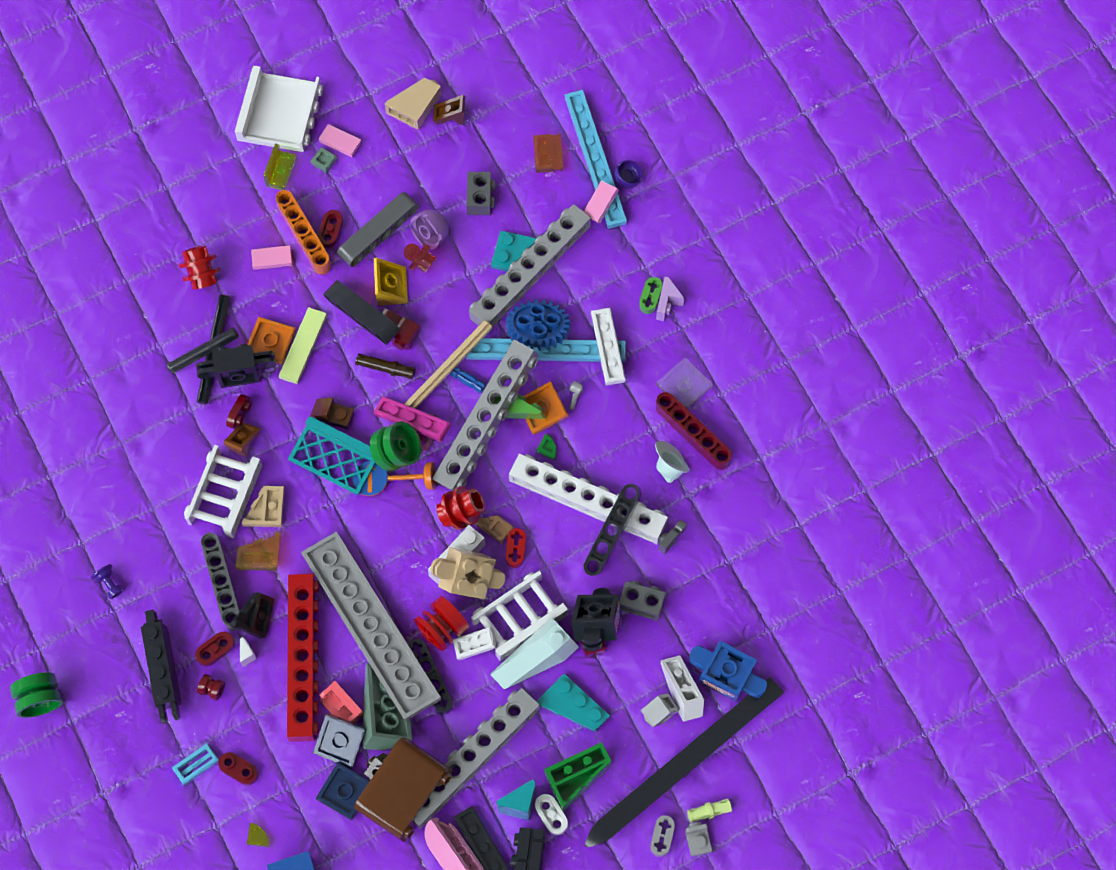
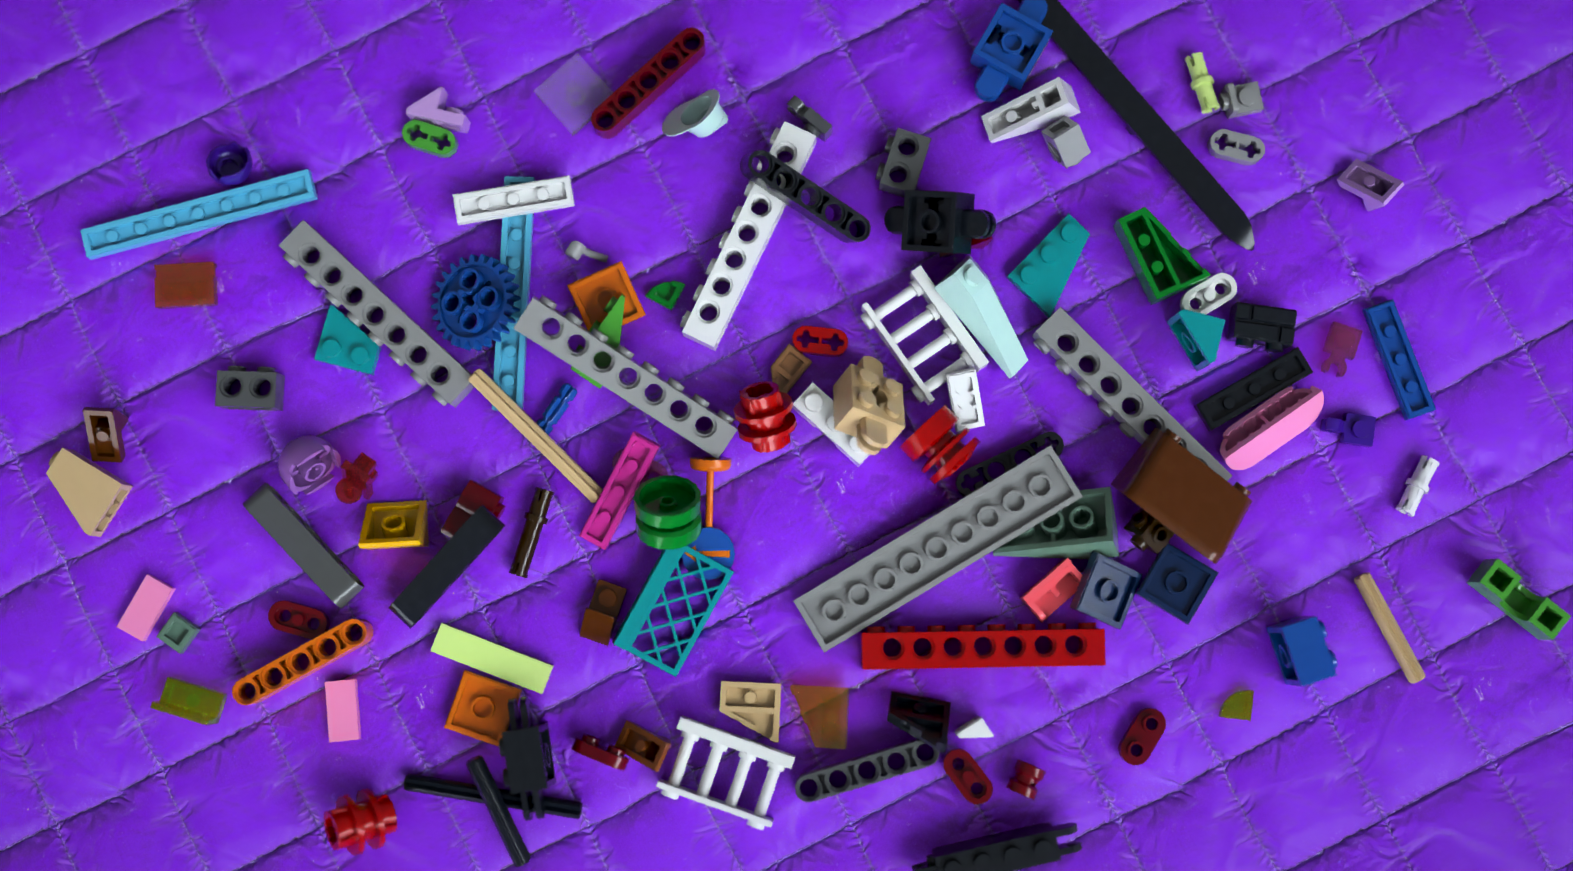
camera: 85 degrees left, 15 degrees up
(199, 771) = (1119, 776): medium azure tile -> none
(278, 110) = (88, 705): white panel -> none
(601, 201) = (275, 204): bright pink tile -> none

